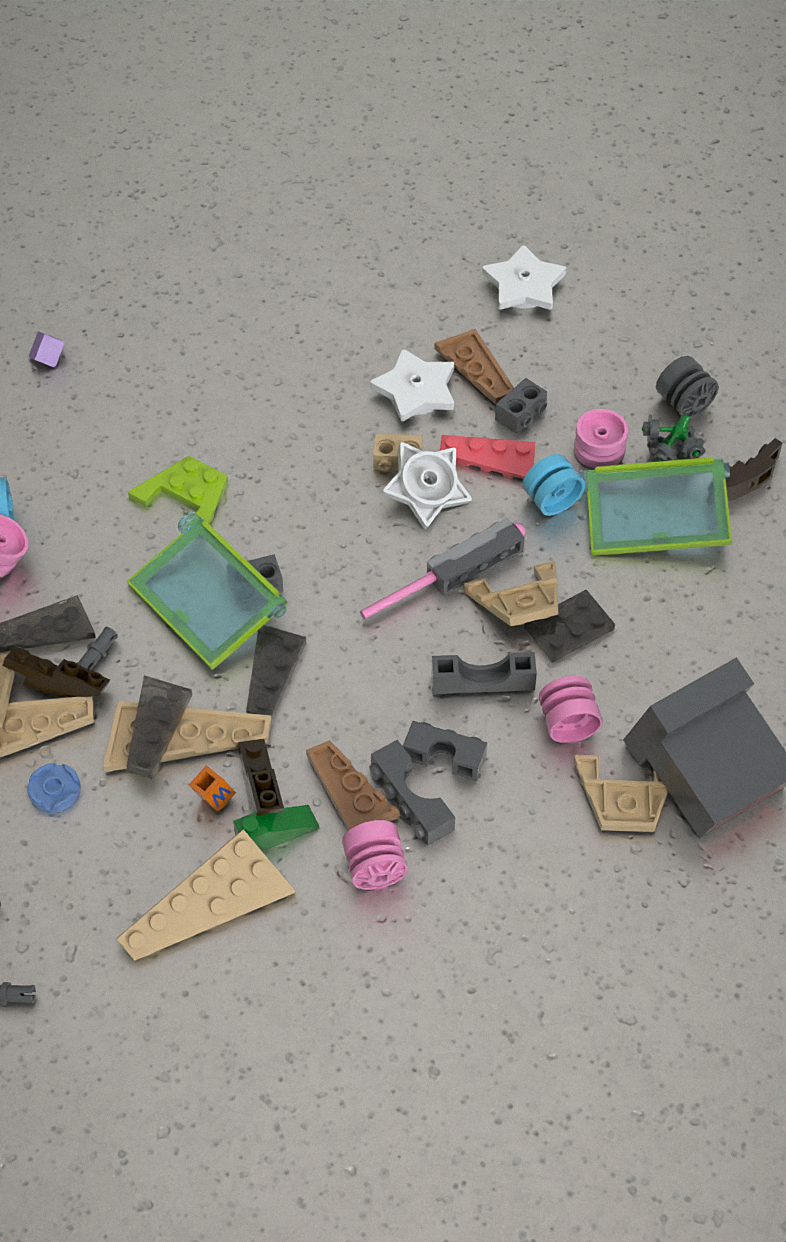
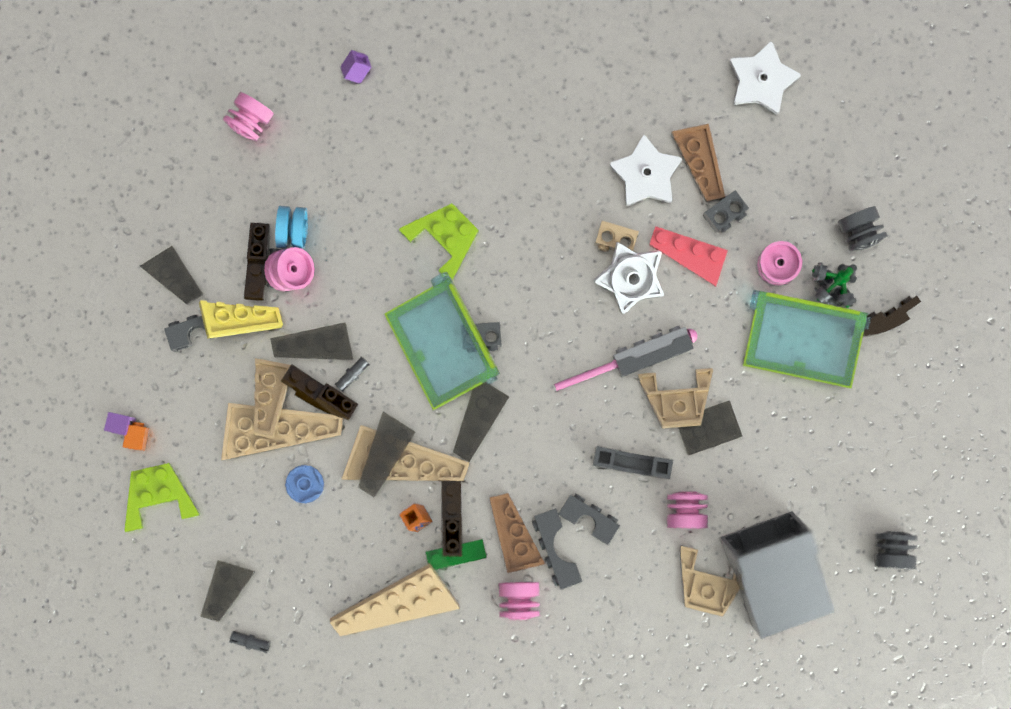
camera: 10 degrees right, 30 degrees up
(553, 484) = (729, 304): medium azure wheel -> none

